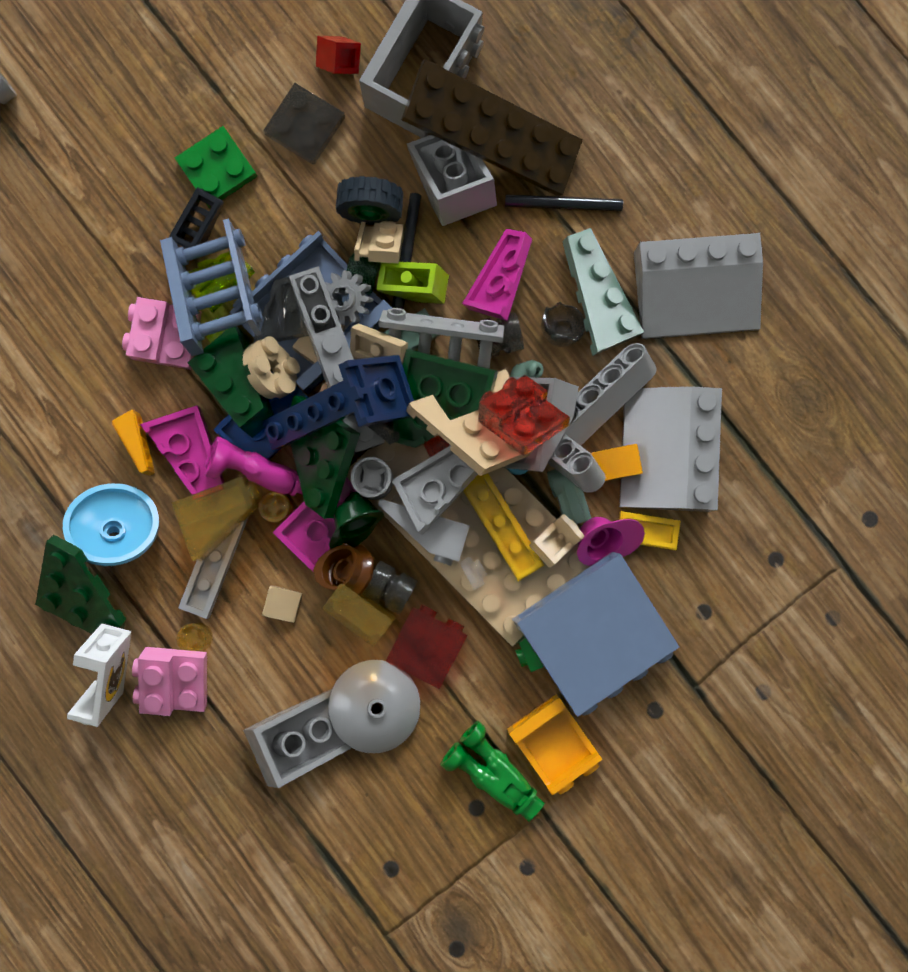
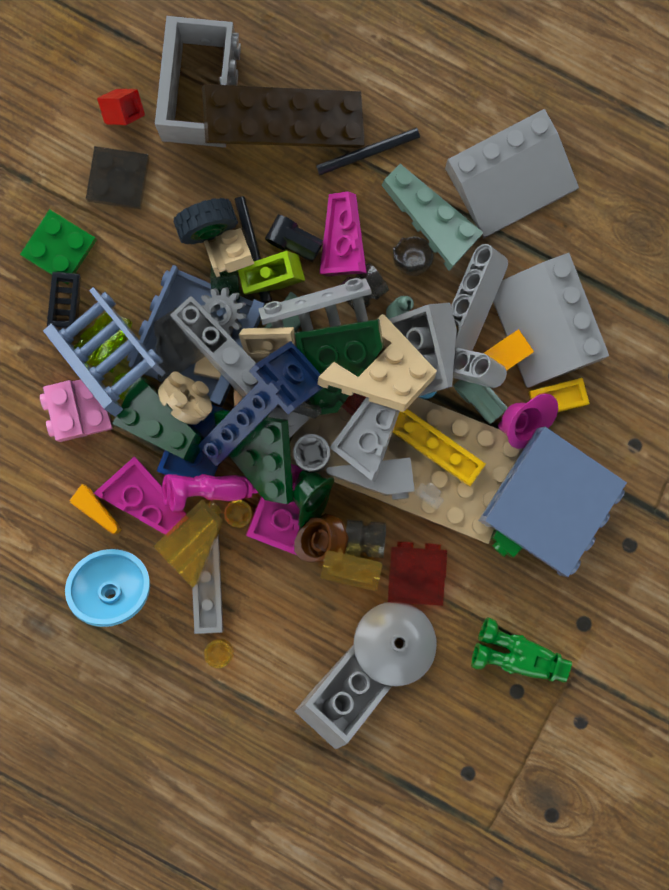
camera: 25 degrees left, 0 degrees up
(72, 591) = (105, 659): dark green plate -> none
(107, 654) = (153, 695): white panel -> none
(170, 681) = (215, 697): bright pink plate -> none
(282, 604) = (280, 592): tan slope -> none
(446, 251) = (288, 236): none -> black piece
(452, 178) = (265, 172): light grey slope -> none
(521, 414) = (415, 346): clear red plate -> none
(555, 745) = (559, 609): light orange panel -> none
(557, 540) = (487, 438): tan bracket -> none

